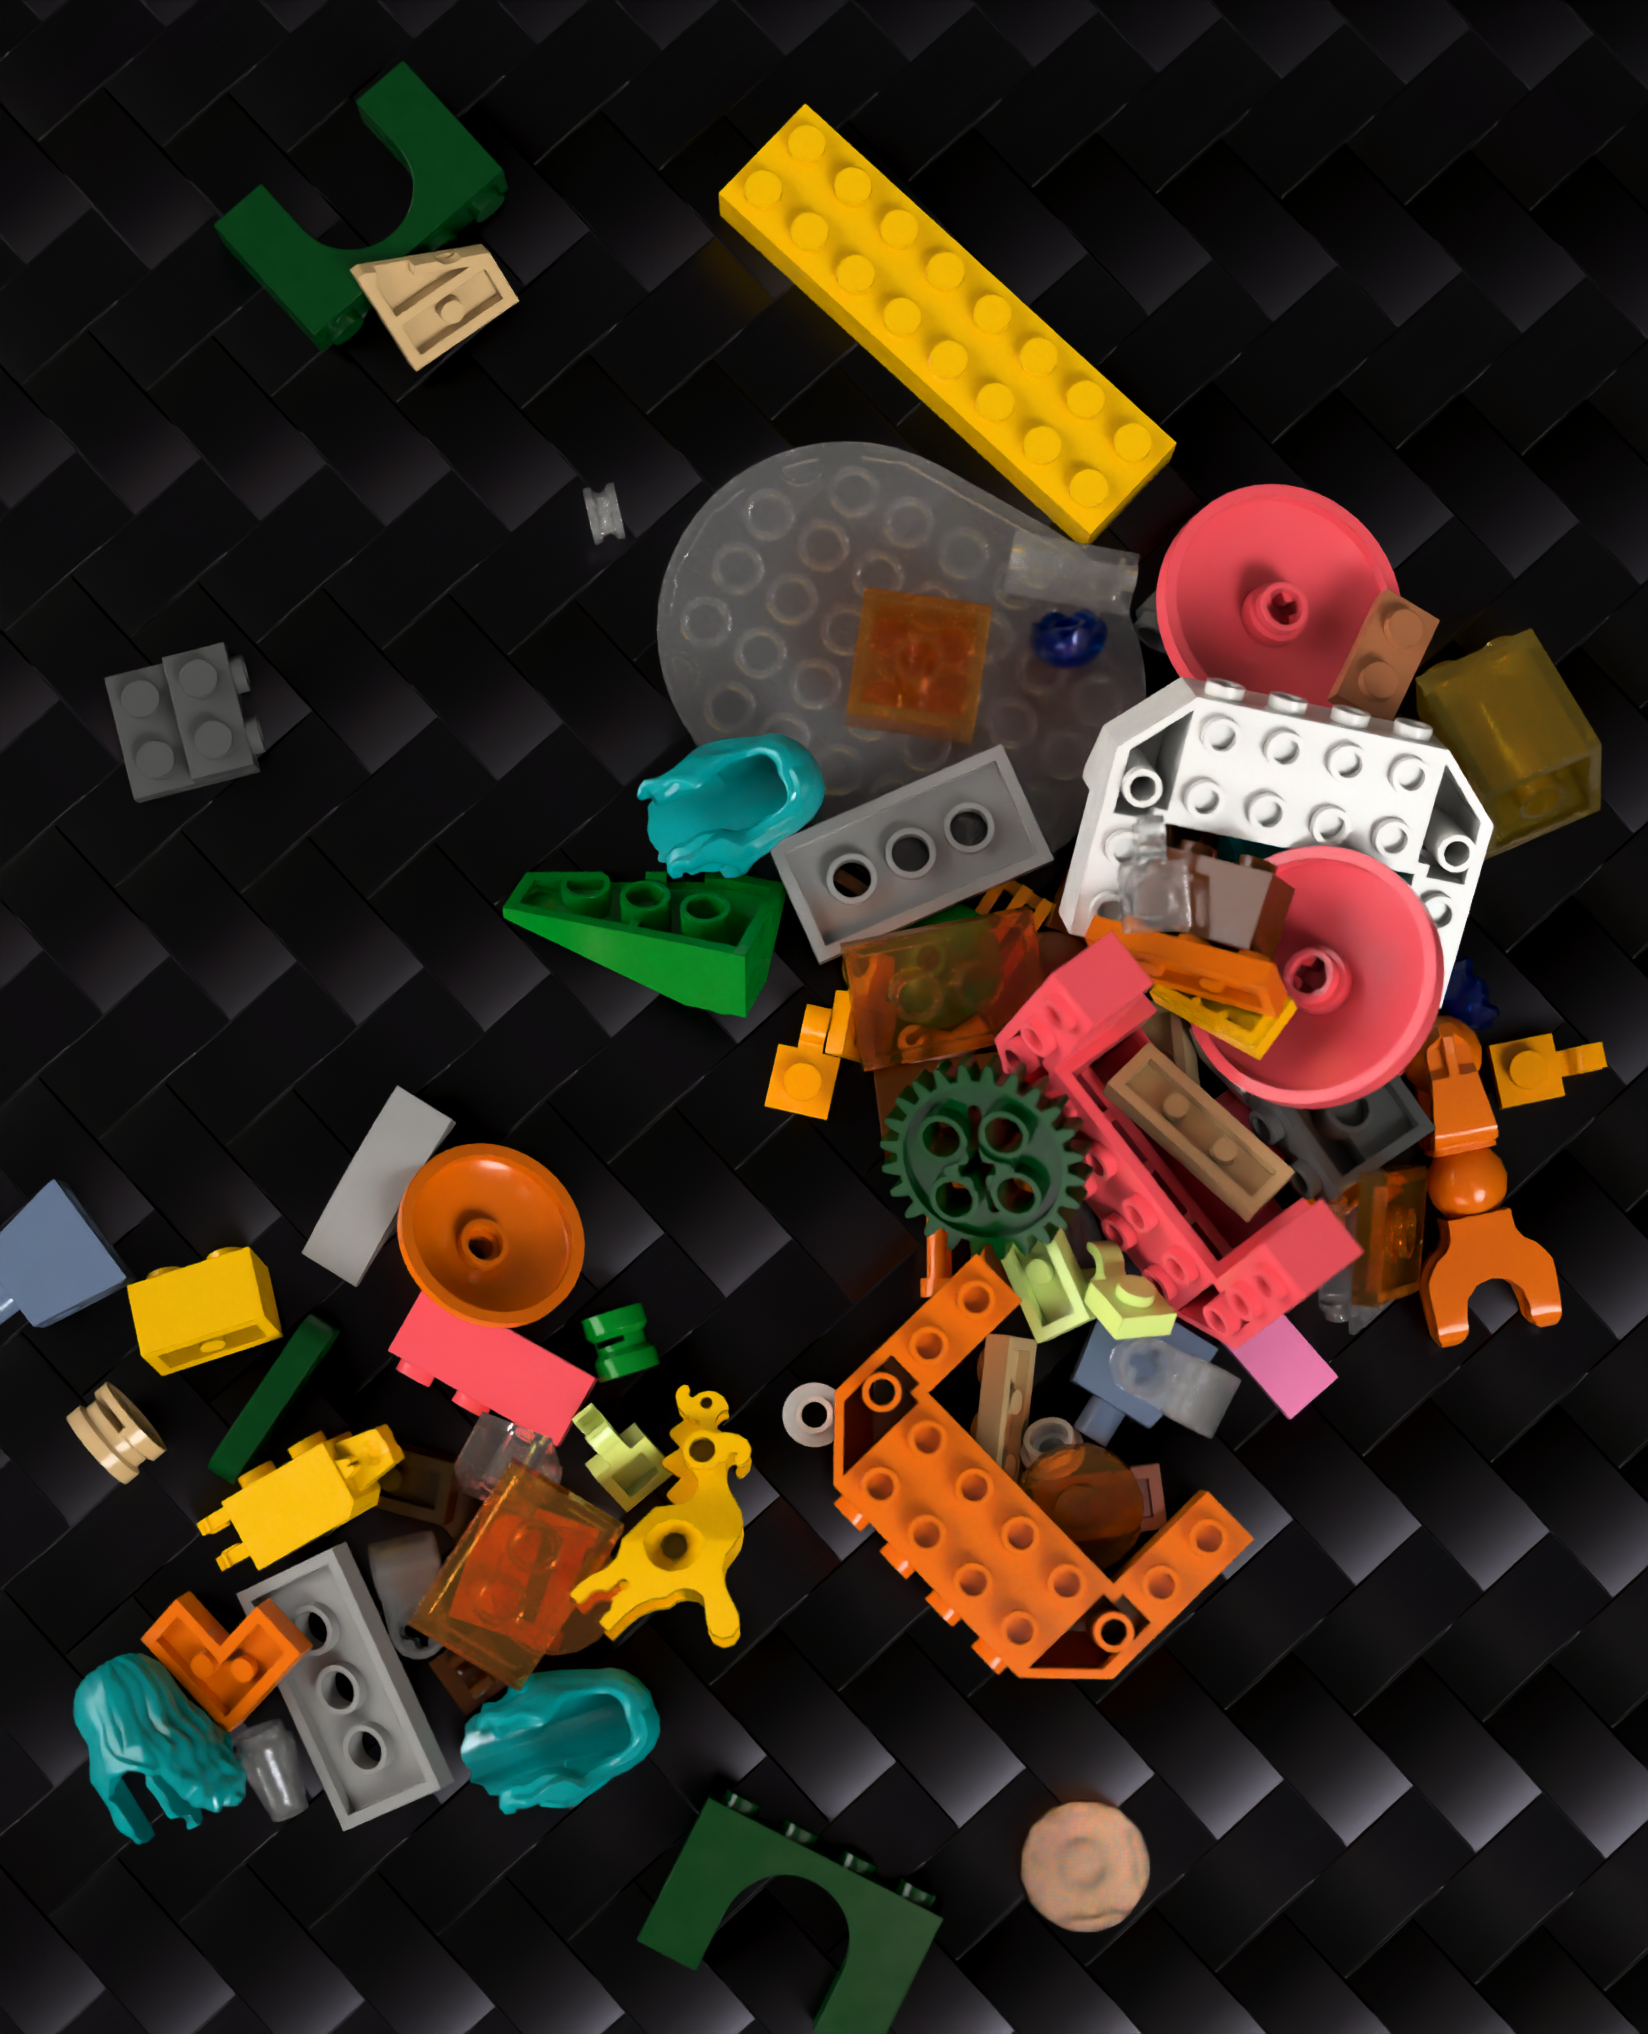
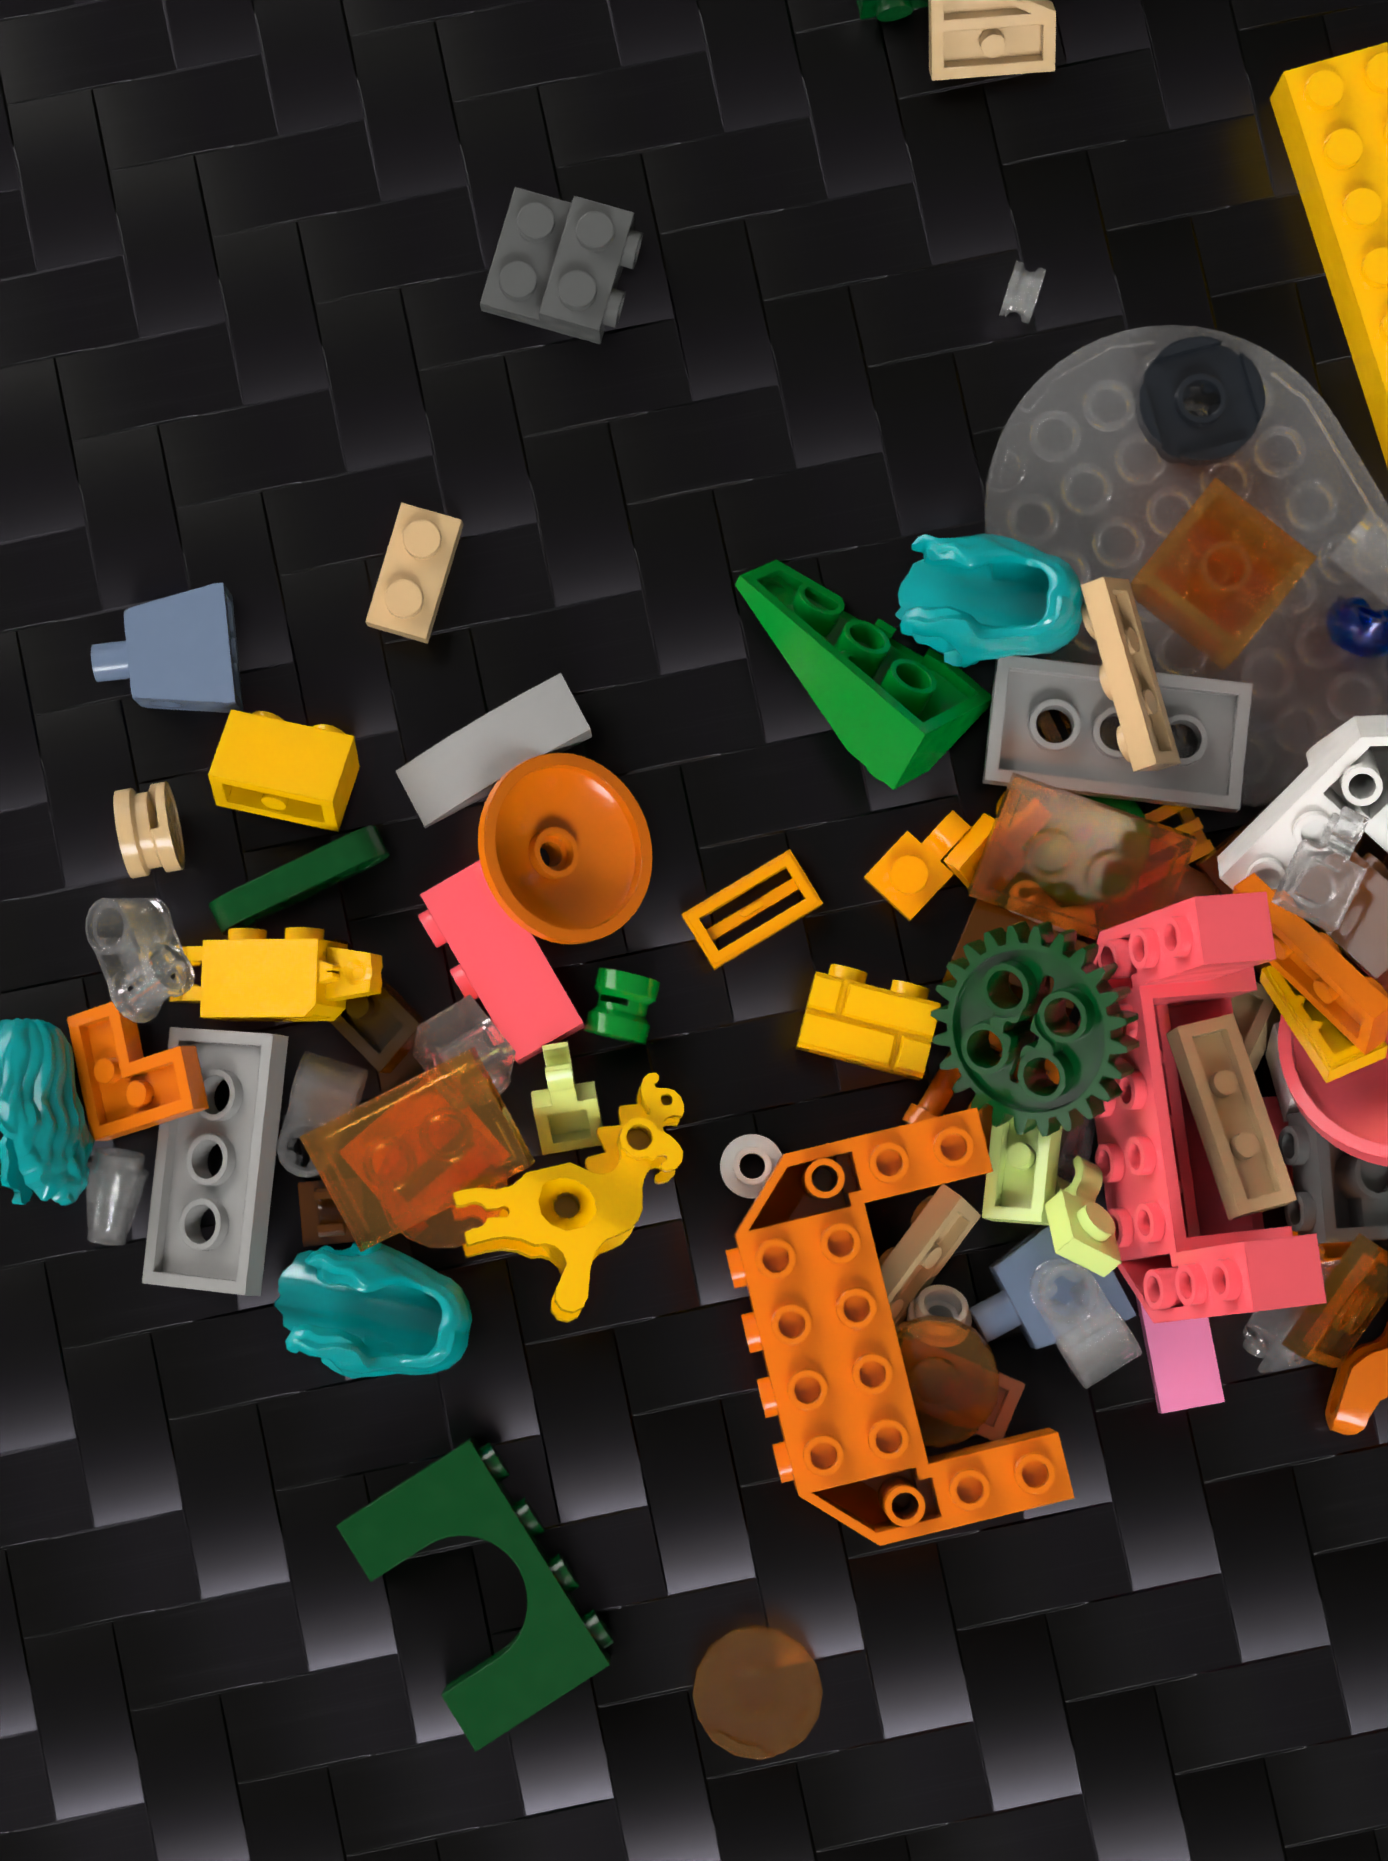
camera: 30 degrees right, 0 degrees up
(171, 1542) = (138, 949): none -> clear piece
(215, 1069) = (414, 573): none -> tan plate
(658, 1238) = (706, 937): none -> light orange tile
(813, 486) = (1218, 371): none -> black plate
(842, 1231) = (868, 1023): none -> yellow brick
(890, 800) = (1129, 674): none -> tan plate

